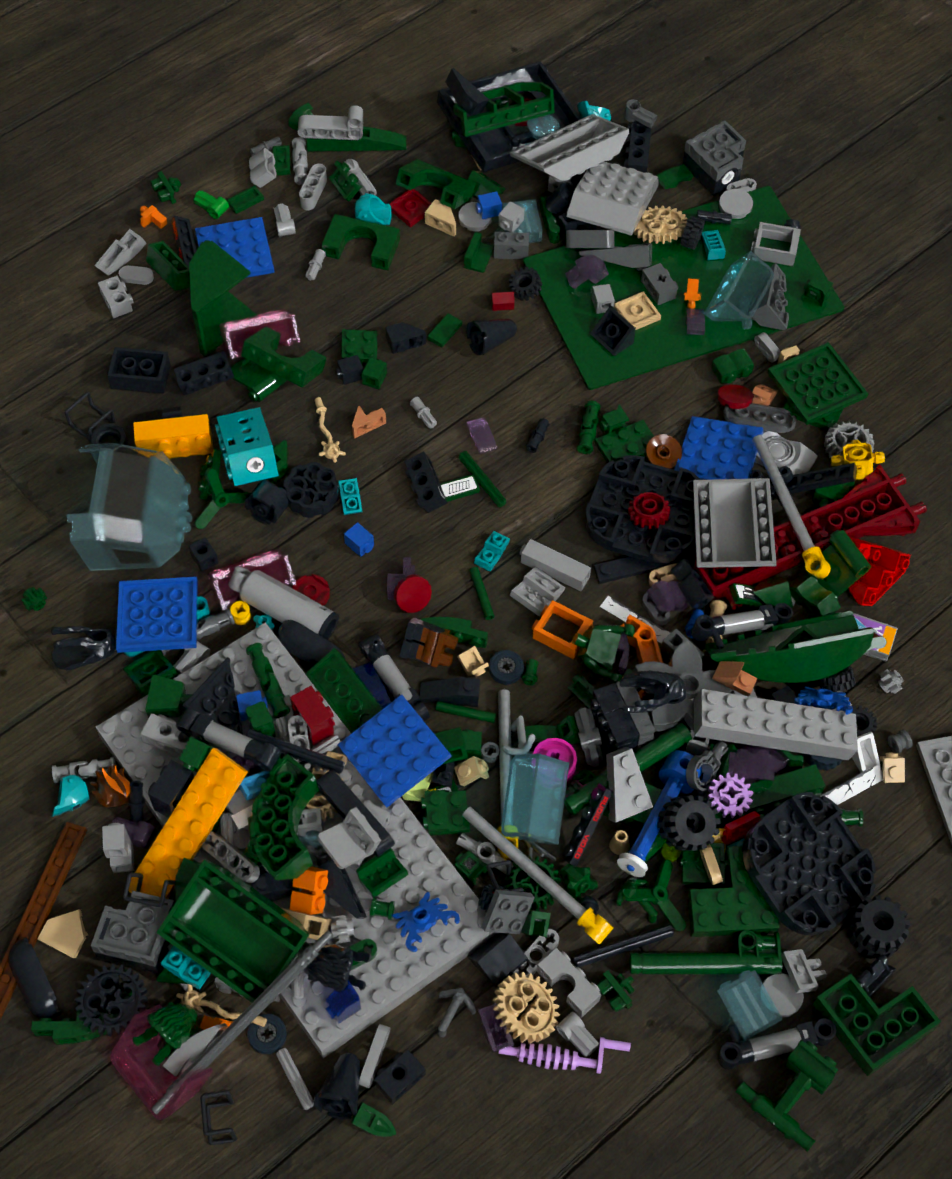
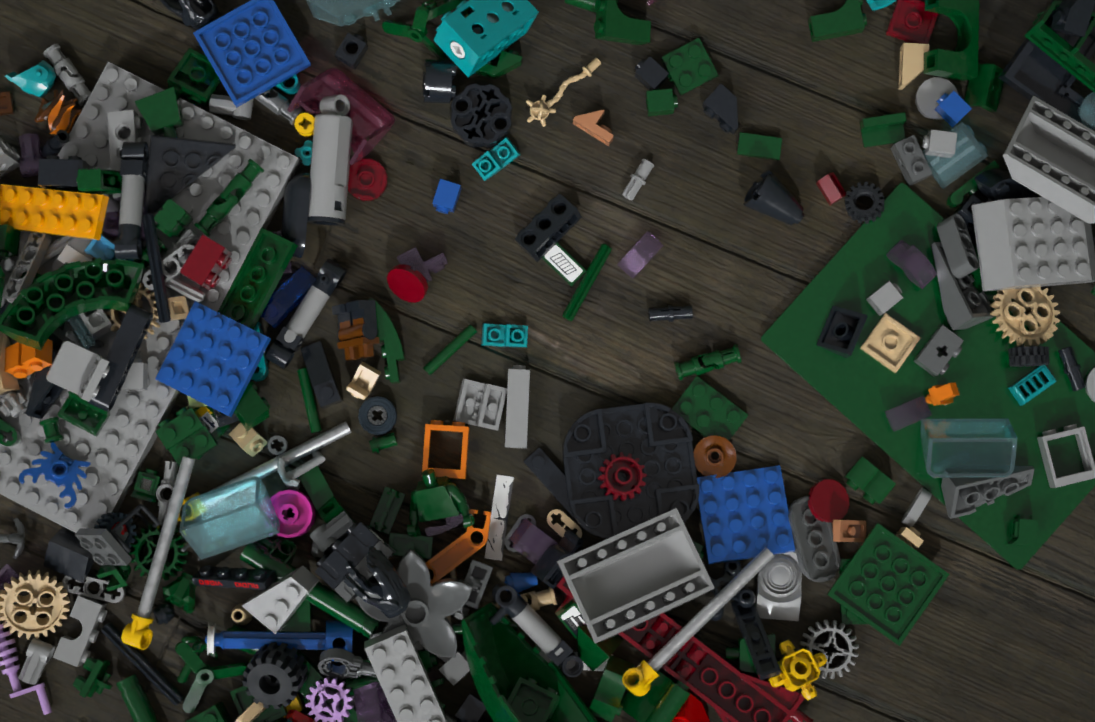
camera: 65 degrees right, 25 degrees up
(247, 699) = (193, 197): blue brick -> none
(473, 743) = (276, 422): dark green brick -> none
(613, 420) = (728, 385): dark green window -> none
(732, 676) = (452, 653): nougat slope -> none

